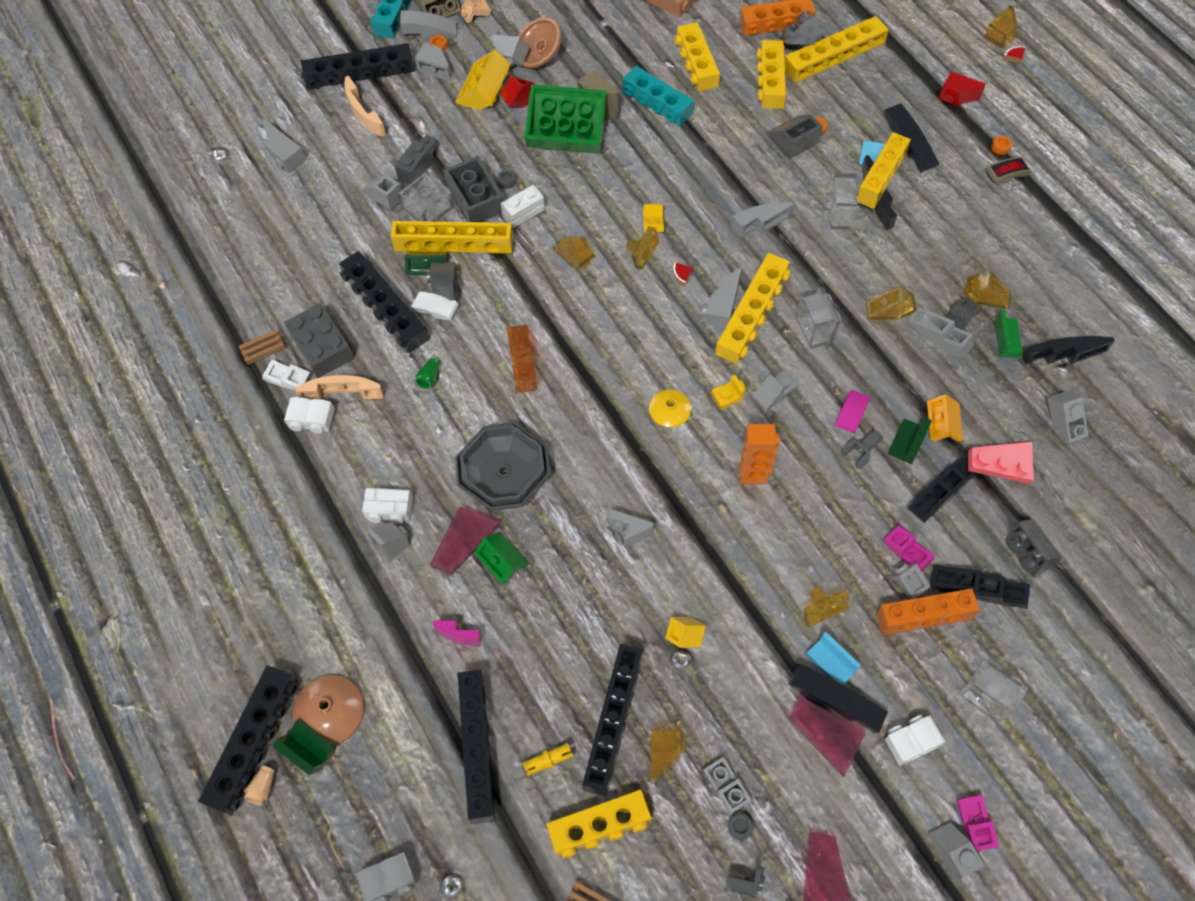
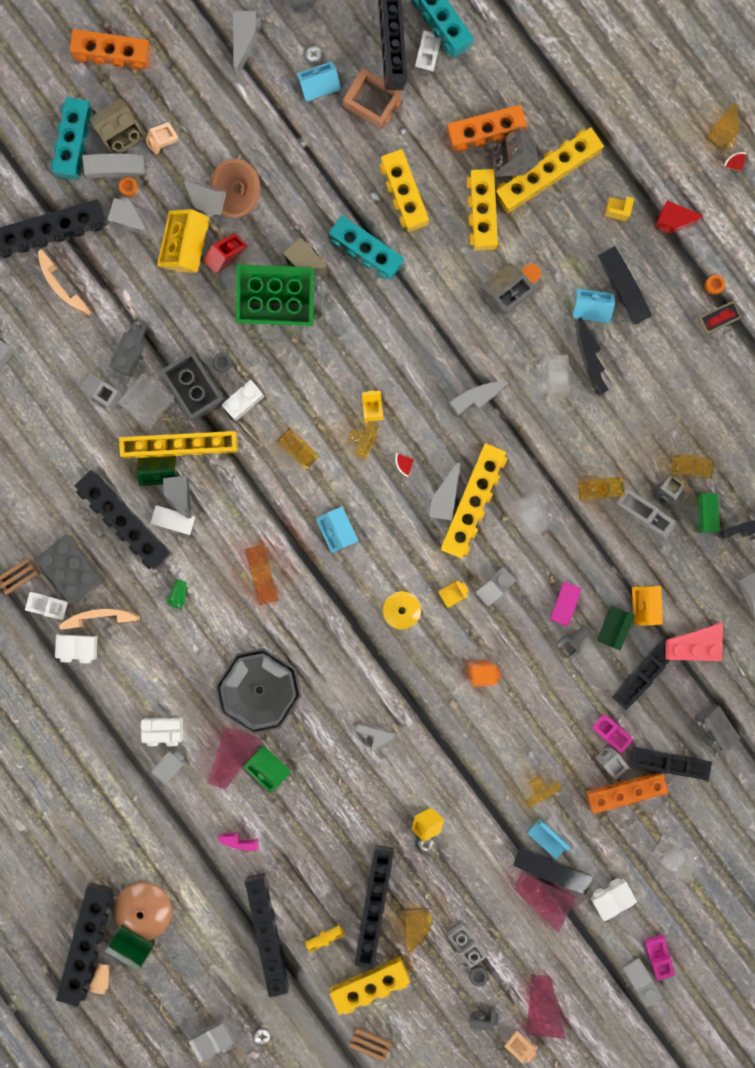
camera: 10 degrees left, 25 degrees up
(605, 325) = (336, 529): none -> medium azure panel
(883, 170) = (595, 342): yellow brick -> none
(903, 83) = (619, 208): none -> yellow panel

